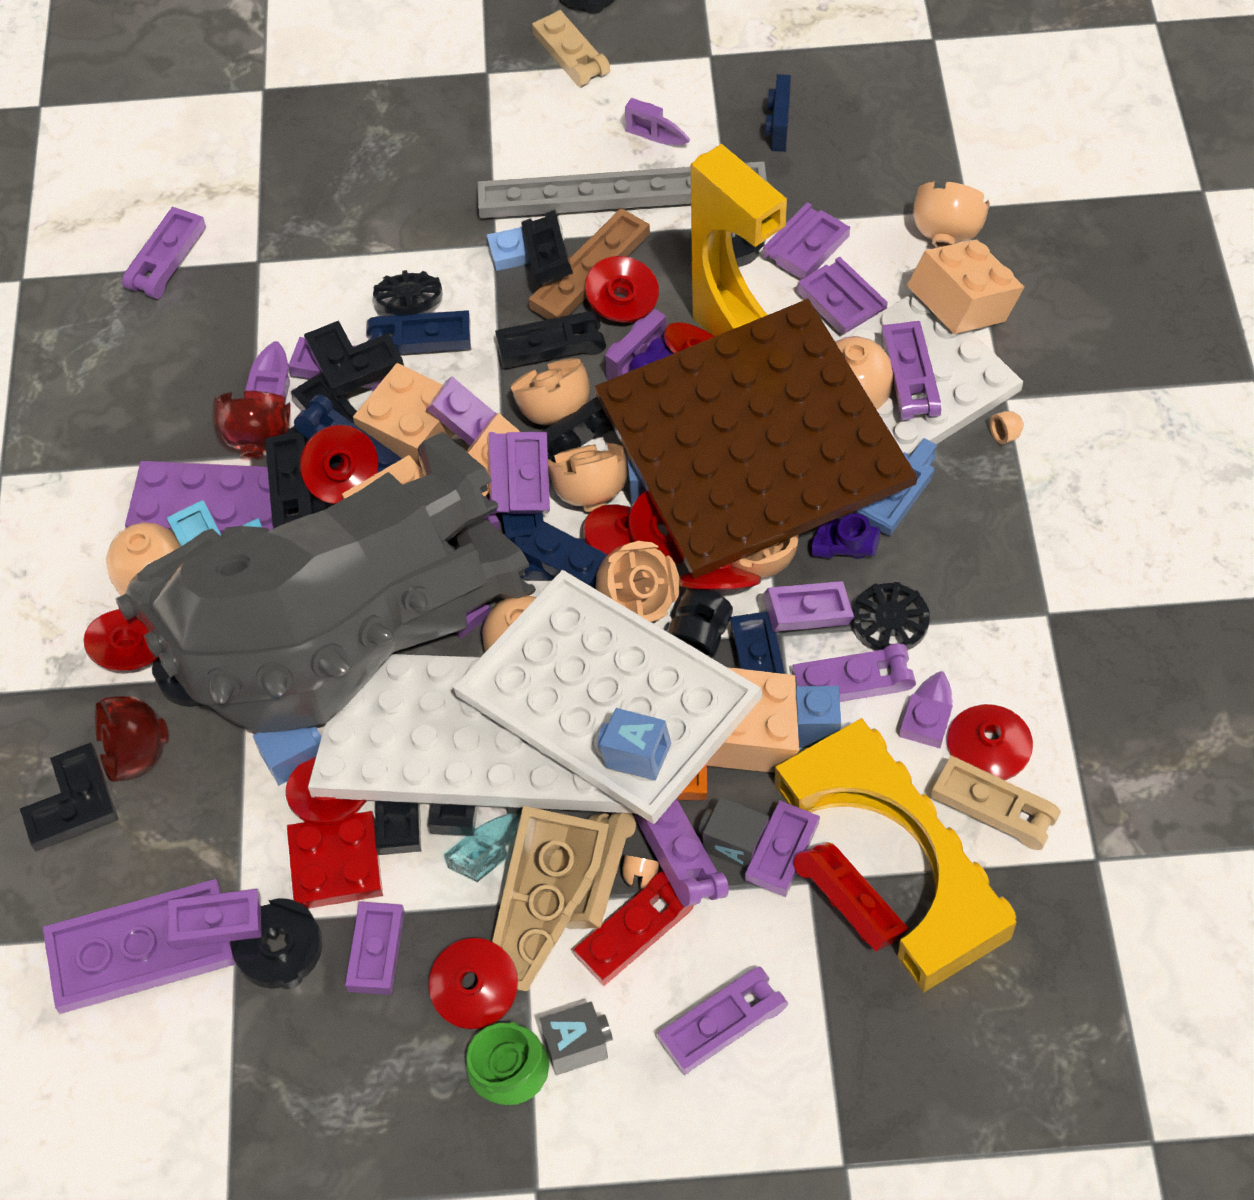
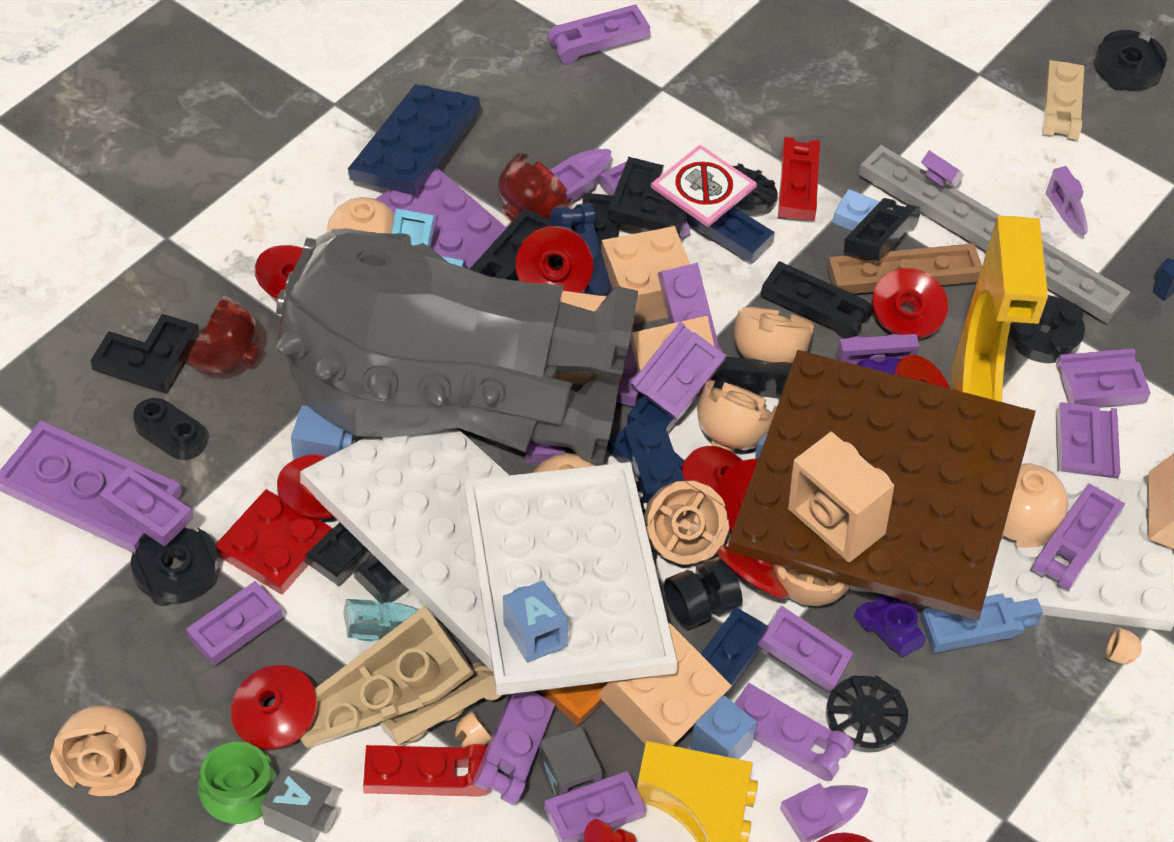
camera: 35 degrees right, 5 degrees down
(107, 452) = (414, 139): none -> dark blue plate
(152, 846) = (166, 426): none -> black plate
(383, 1132) = (99, 750): none -> light nougat cylinder
(388, 313) = (703, 185): none -> piece
(441, 254) = (799, 179): none -> red plate
(547, 167) = (941, 170): none -> medium lavender plate
(754, 468) = (840, 496): none -> light nougat brick

